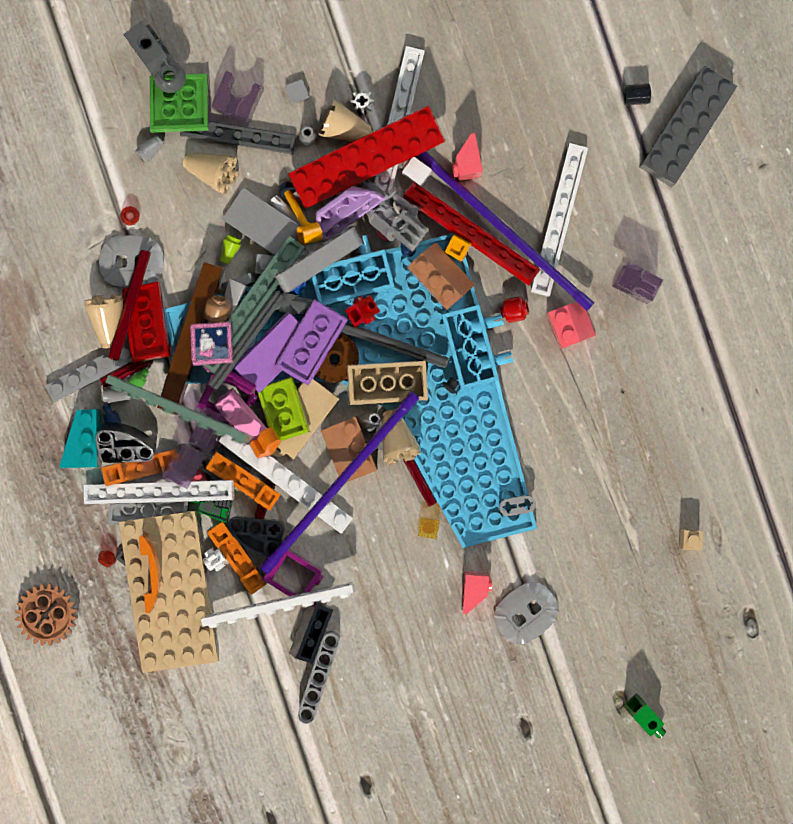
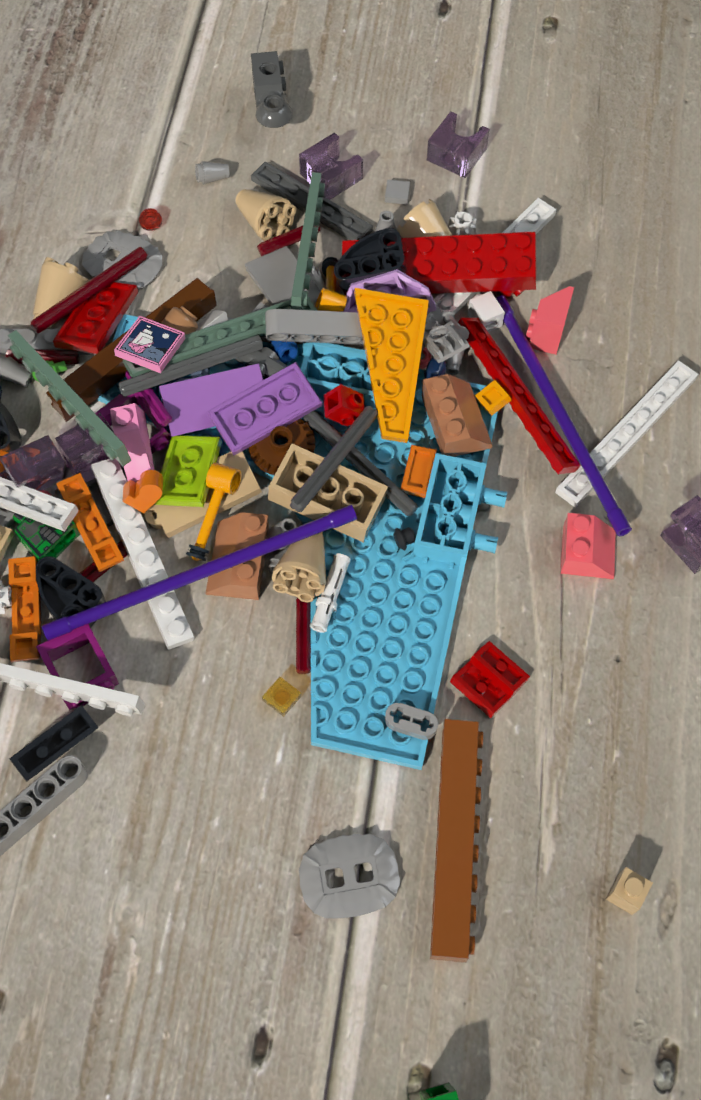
camera: 25 degrees right, 25 degrees down
(182, 109) = (267, 148): bright green plate -> none
(229, 248) = (235, 292): lime cone -> none
(241, 180) = (280, 241): none -> dark red axle
(268, 196) = (307, 246): none -> sand green plate
(313, 409) = (222, 480): none -> light orange piece
(321, 35) = (454, 151): none -> clear purple piece
(322, 180) = (371, 253): none -> black beam
(373, 250) = (393, 345): none -> light orange wing
(382, 362) = (333, 459): none -> dark grey axle
(423, 441) = (327, 602): none -> white pin
(435, 330) = (418, 471): none -> orange tile
(474, 589) = (295, 799): coral slope -> none
(514, 309) = (526, 498): red head -> none
(549, 448) = (489, 679): none -> red slope
(576, 559) = (455, 842): none -> dark orange brick

